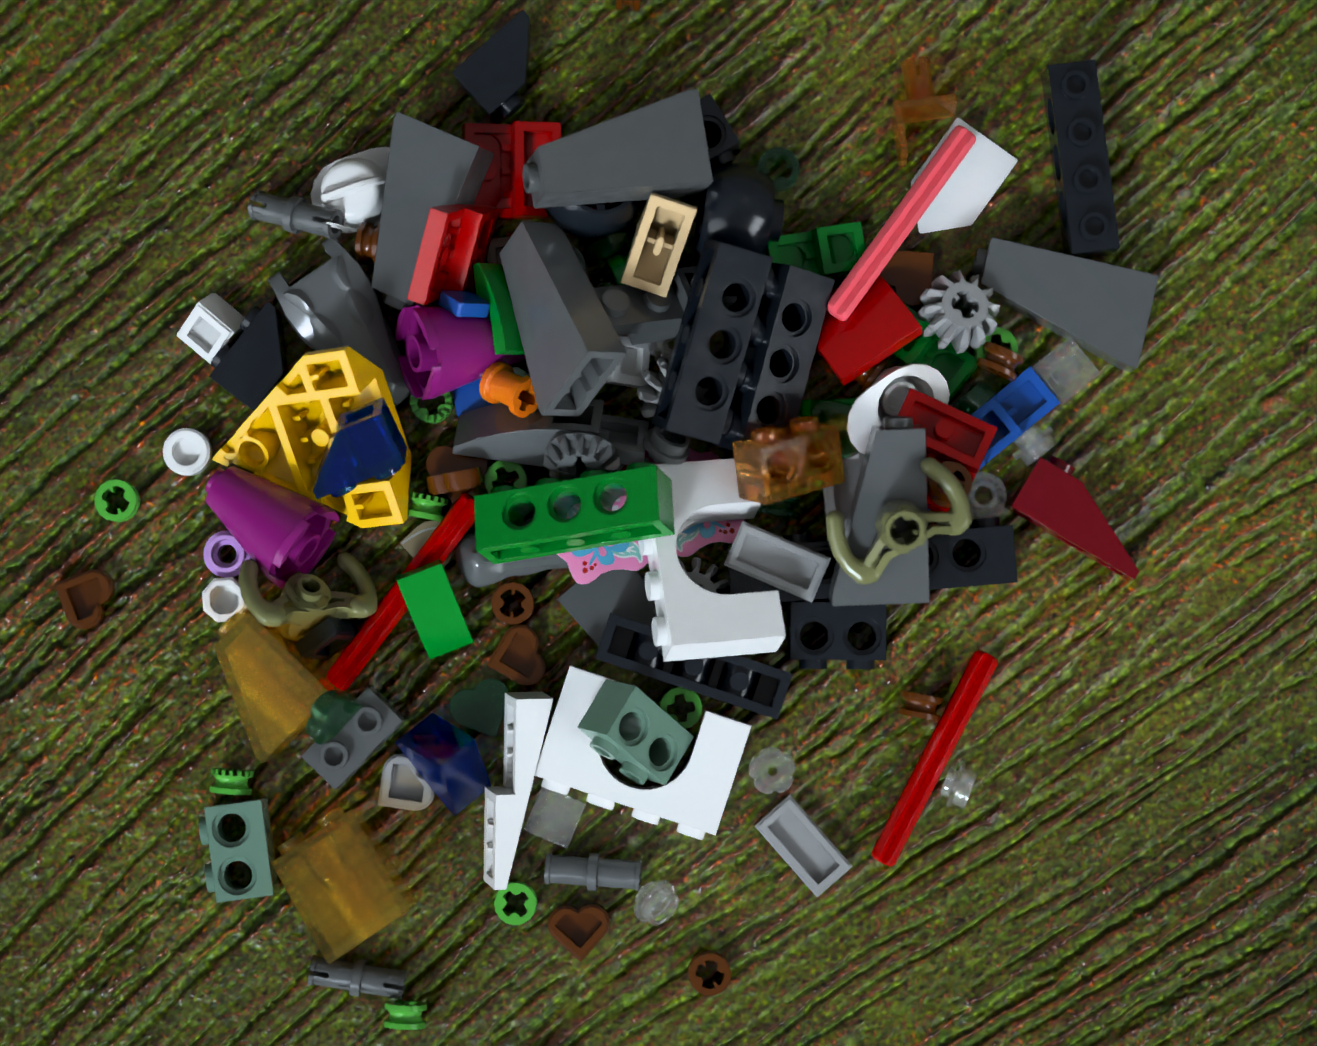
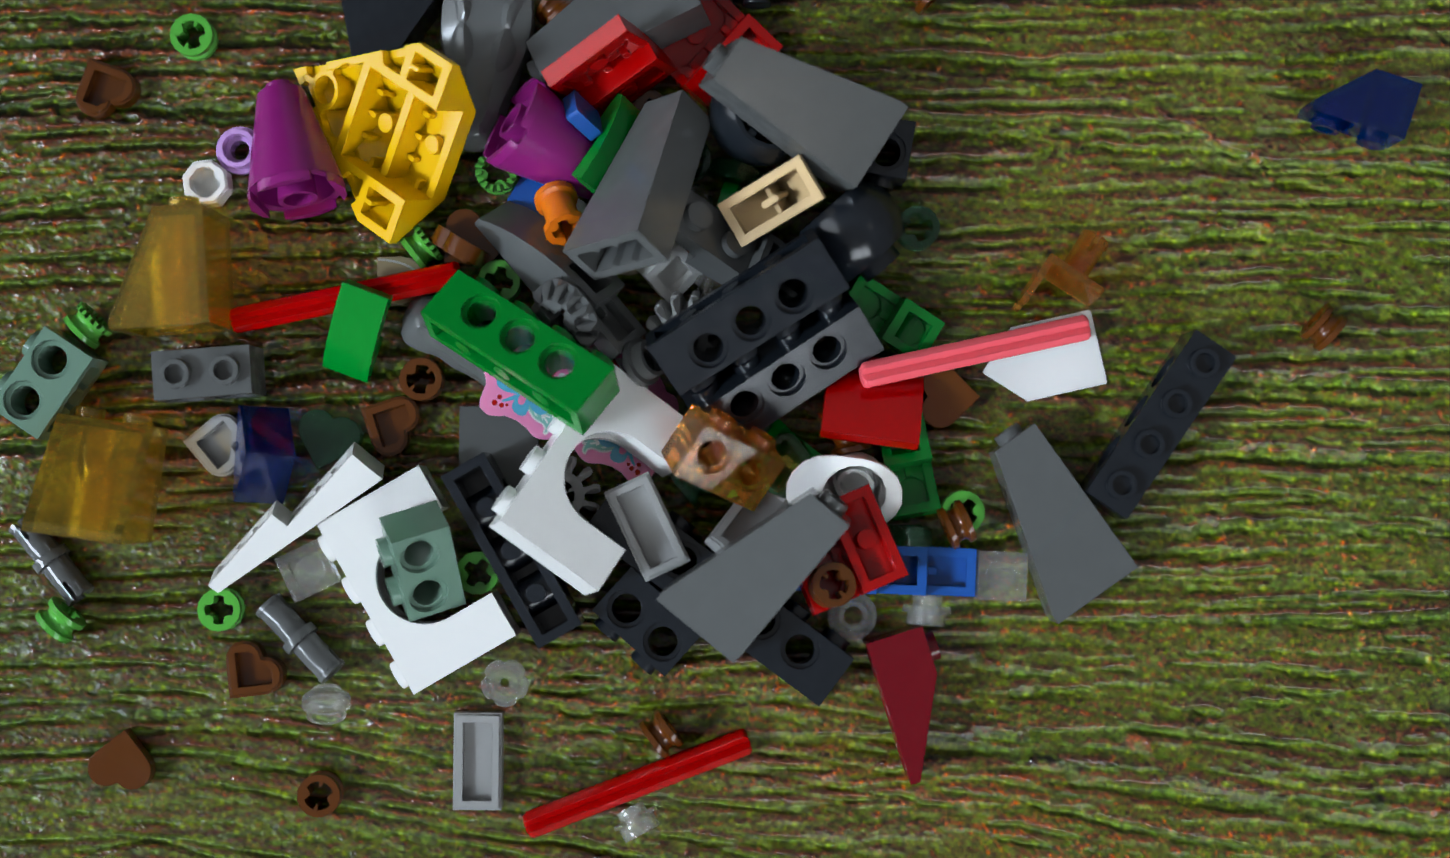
camera: 35 degrees right, 0 degrees up
(187, 452) = (280, 47): white tile -> none
(308, 600) = (264, 237): olive piece -> none
(327, 639) = (254, 280): black tile -> none
(330, 715) = (197, 339): clear green tile -> none
(360, 447) = (406, 155): clear blue slope -> none
(871, 567) = (764, 602): olive piece -> none
(948, 322) = (973, 458): light grey gear -> none

